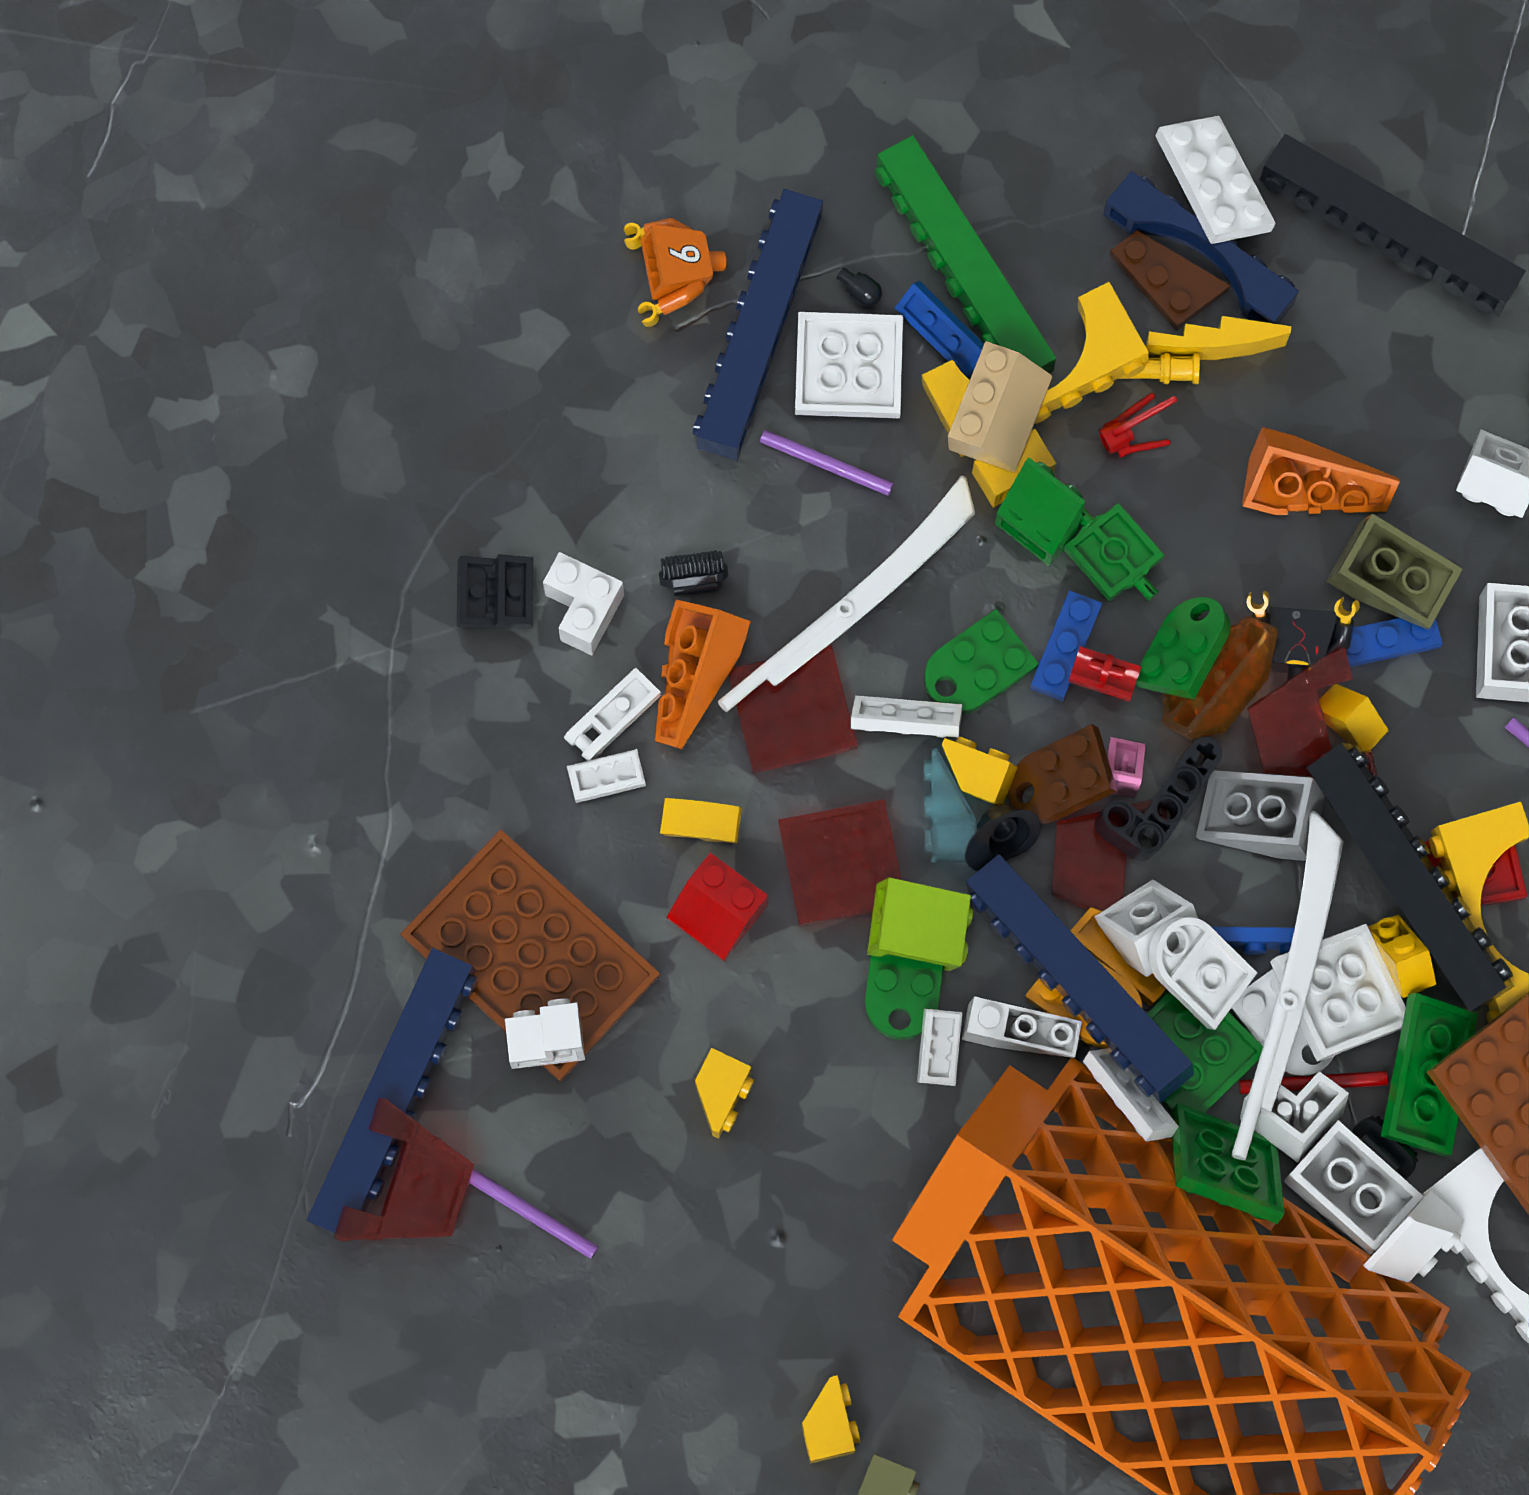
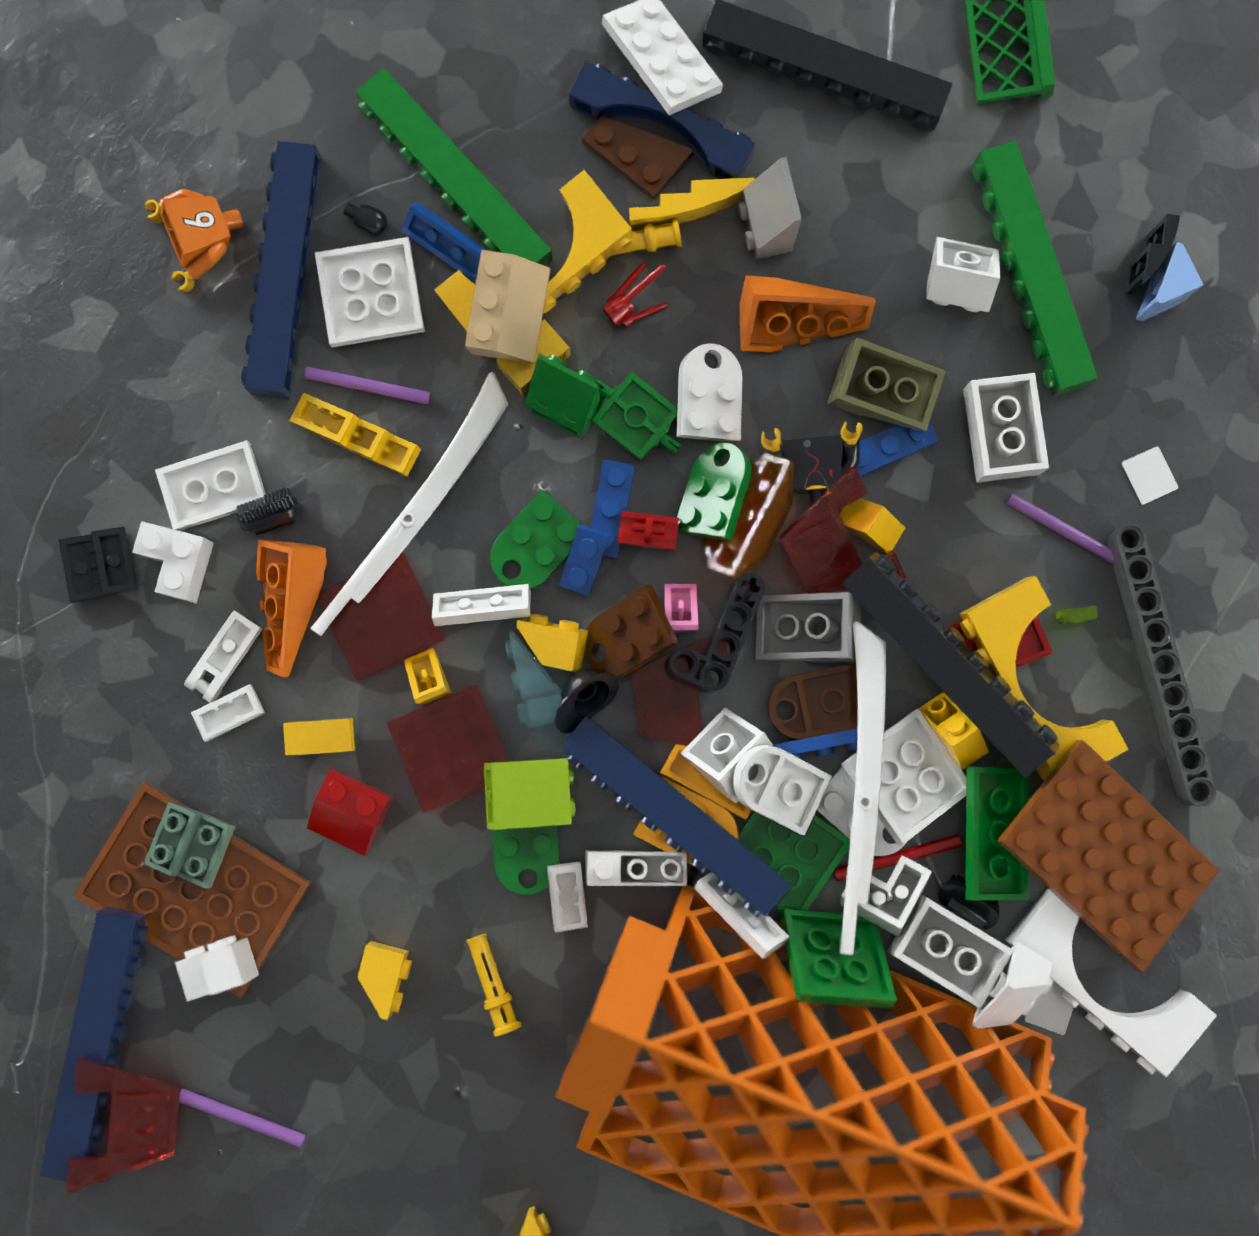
camera: 10 degrees left, 10 degrees up
(539, 903) = (189, 845): none -> sand green slope
(635, 532) = (210, 485): none -> white plate
(803, 511) = (355, 434): none -> yellow slope
(831, 782) = (426, 677): none -> yellow slope
(840, 1143) = (479, 945): none -> yellow pin
(1028, 691) = (584, 560): none -> blue plate
(1199, 548) = (710, 397): none -> white plate
(1257, 892) = (821, 702): none -> reddish brown plate
(1302, 366) = (771, 212): none -> light grey slope
(1453, 1283) = (1050, 1011): none -> white sticker

